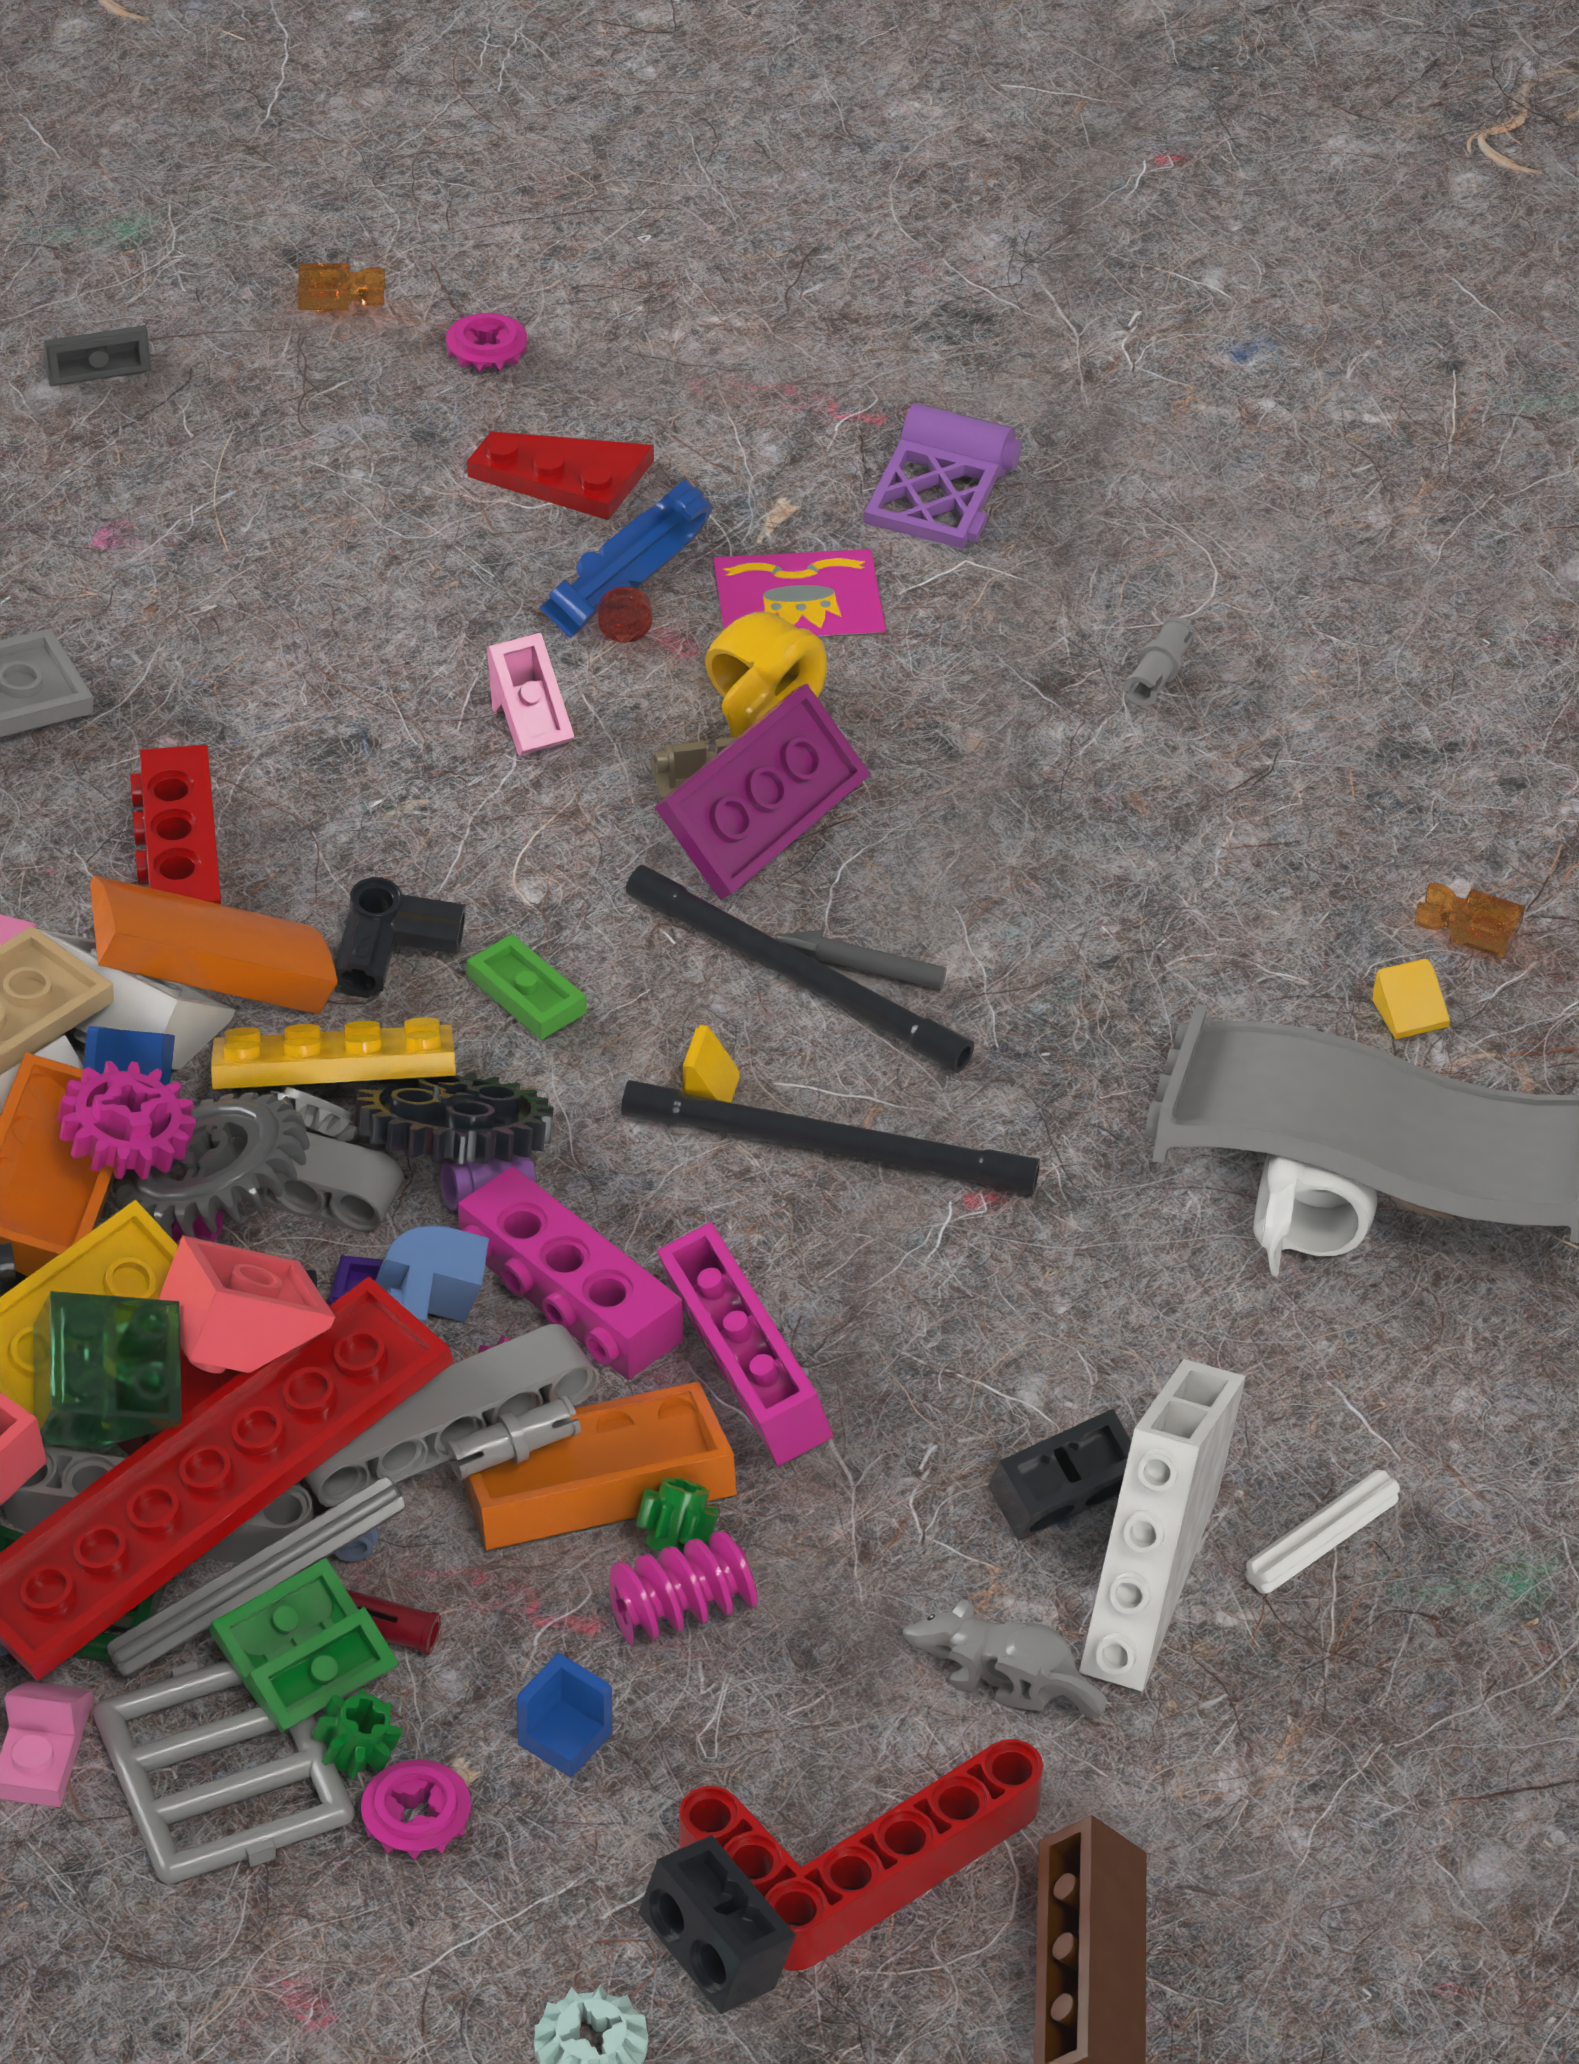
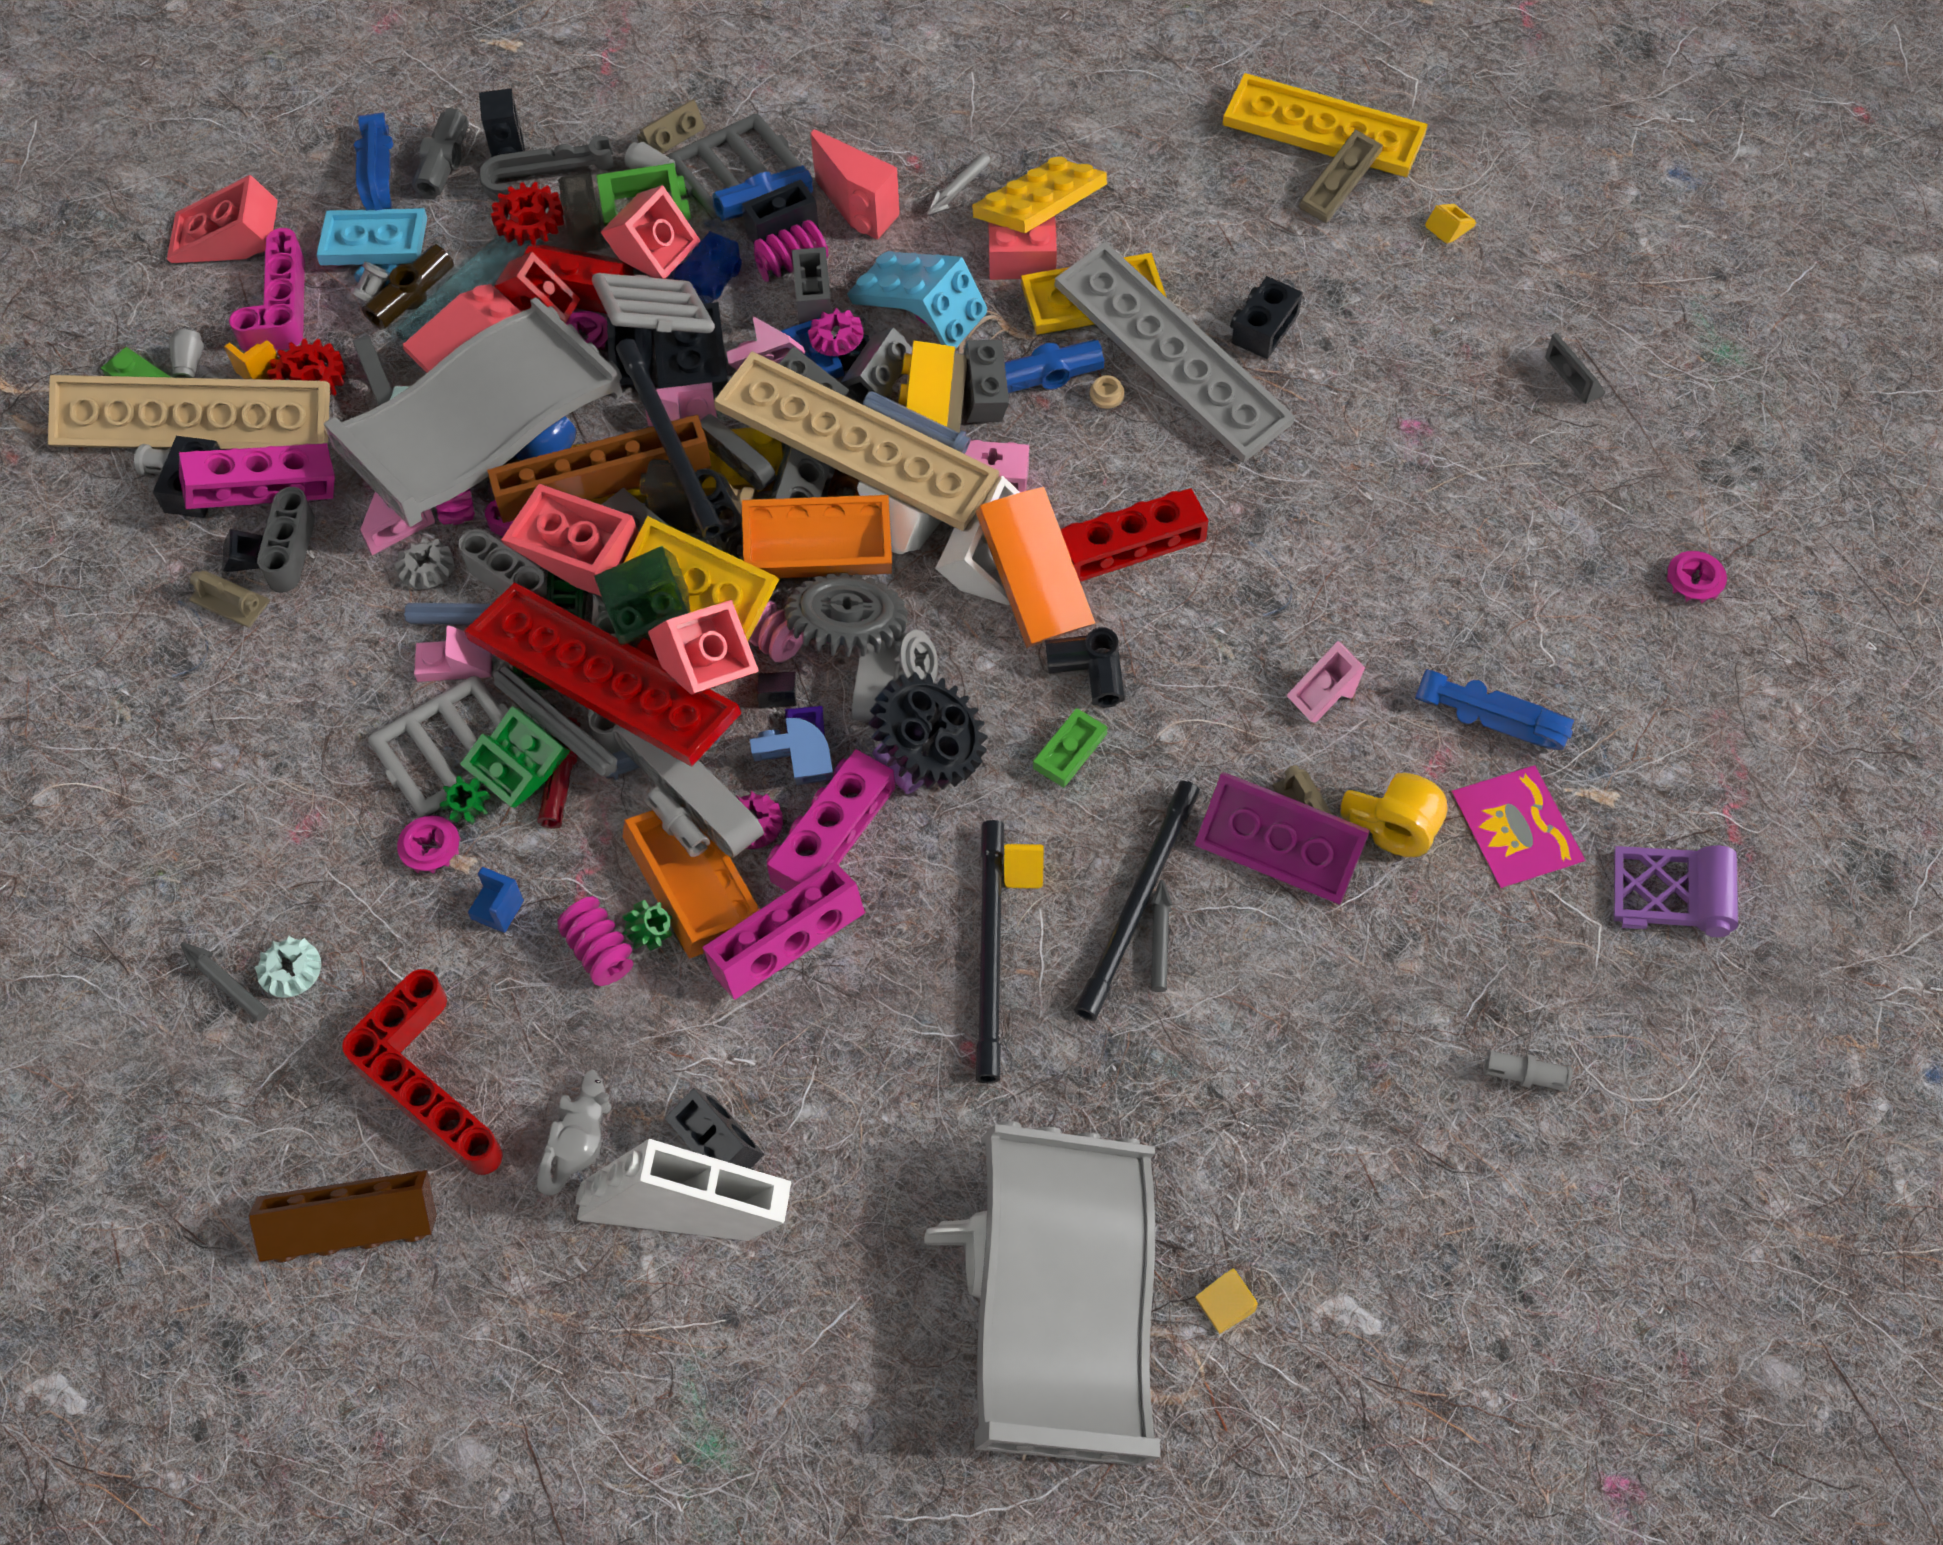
camera: 80 degrees right, 15 degrees up
(126, 1046) = (921, 552): blue panel -> none
(126, 1120) = (848, 541): dark pink gear -> none
(313, 1057) = (969, 659): yellow plate -> none
(332, 286) = (1709, 472): clear orange plate -> none
(562, 470) = (1583, 656): red wing -> none
(625, 614) = (1438, 721): clear red tile -> none
(716, 1924) = (346, 1005): black brick -> none
(1322, 1531) = (719, 1309): white axle -> none
(1475, 922) = (1322, 1338): clear orange plate -> none

